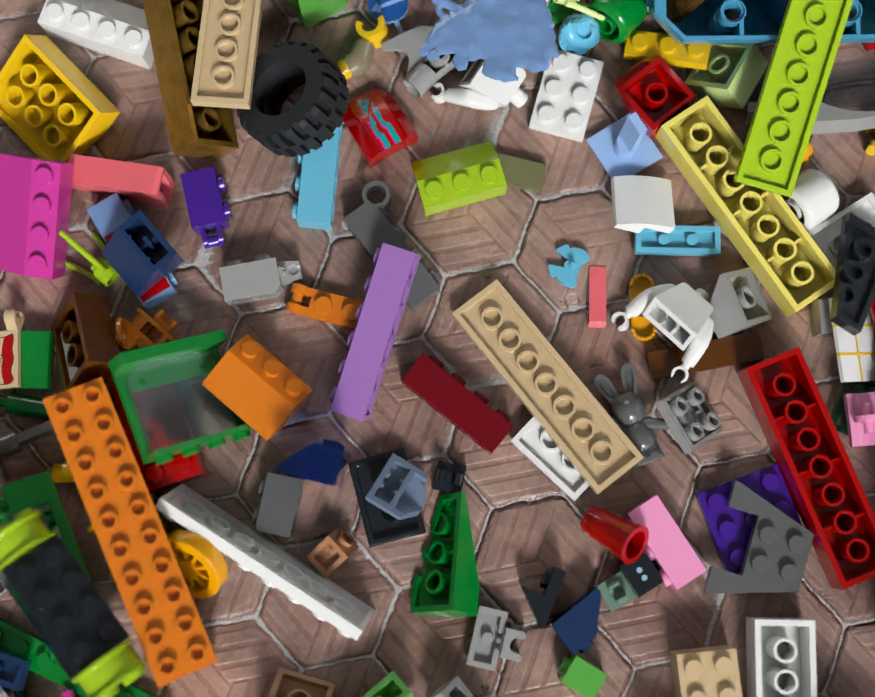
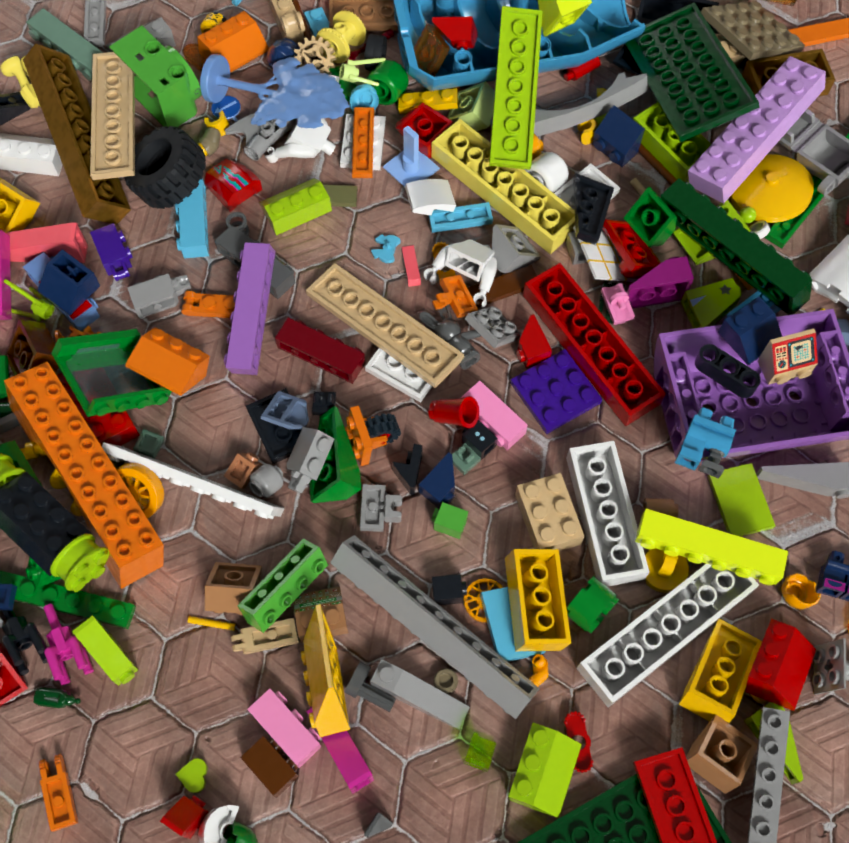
camera: 10 degrees left, 15 degrees down
(218, 489) = (149, 443): none -> sand green tile
(278, 504) = (197, 443): dark grey brick -> none
(318, 463) = (219, 401): clear blue slope -> none
(358, 575) = (266, 480): none -> light grey head
(416, 558) = (308, 457): none -> light grey hinge
(500, 541) = (370, 433): none -> orange plate
(566, 102) = (363, 142): none -> orange tile
(650, 365) = (456, 295): none -> orange plate
(736, 449) = (533, 345): none -> red slope
(774, 552) = (575, 406): dark grey wing -> none

